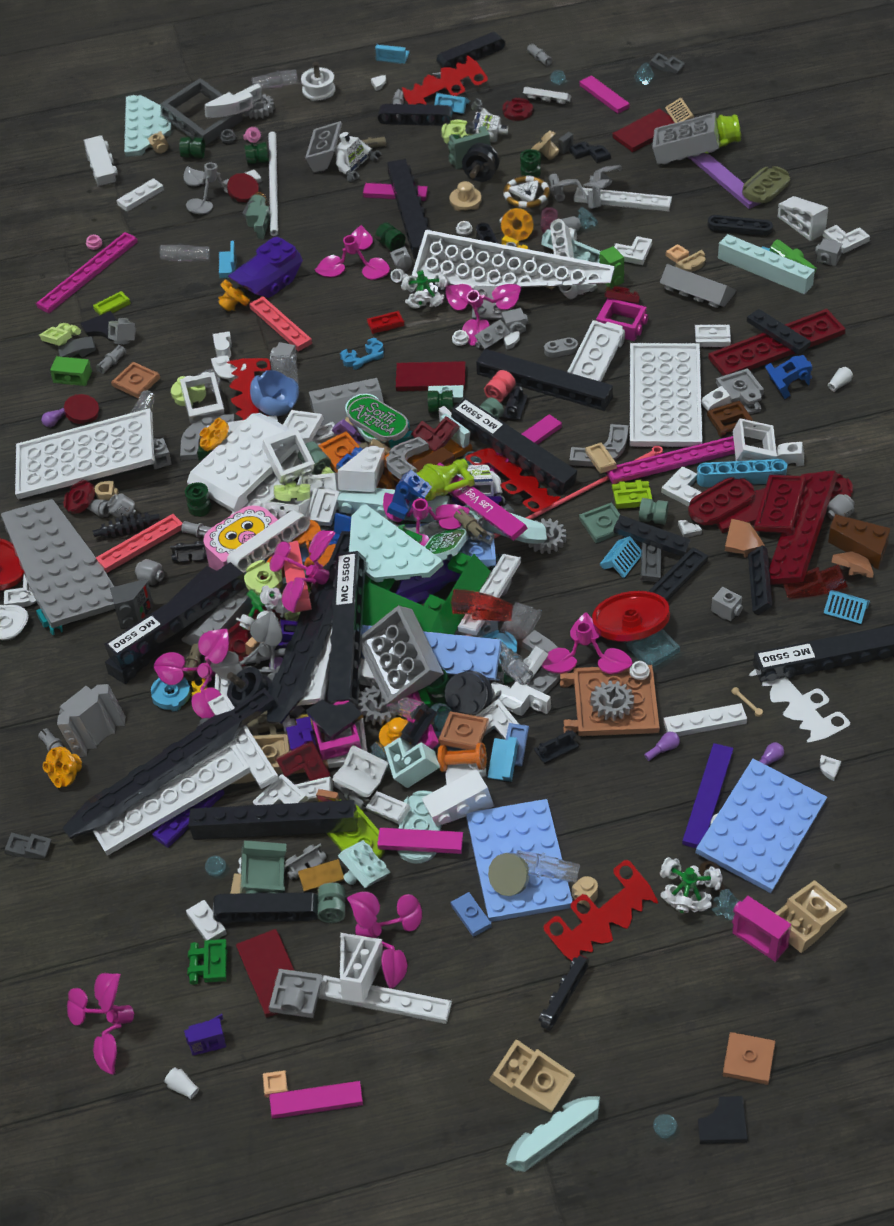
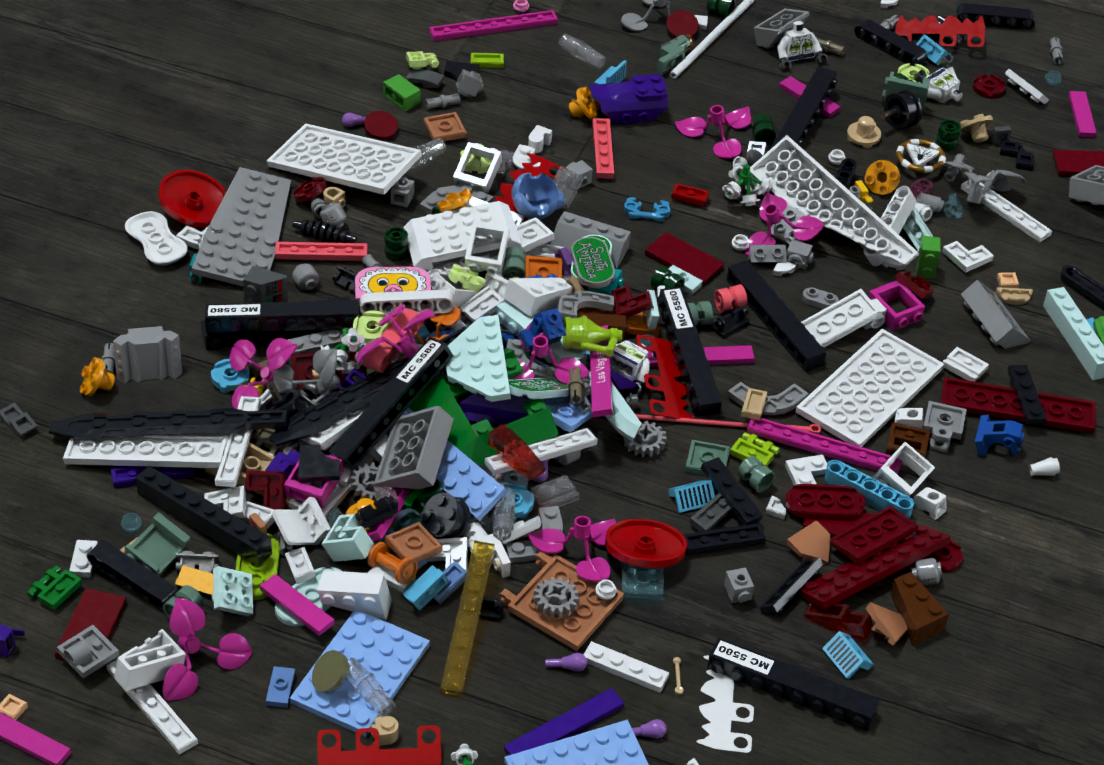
camera: 30 degrees right, 5 degrees down
(562, 761) = (467, 618): none -> clear yellow plate

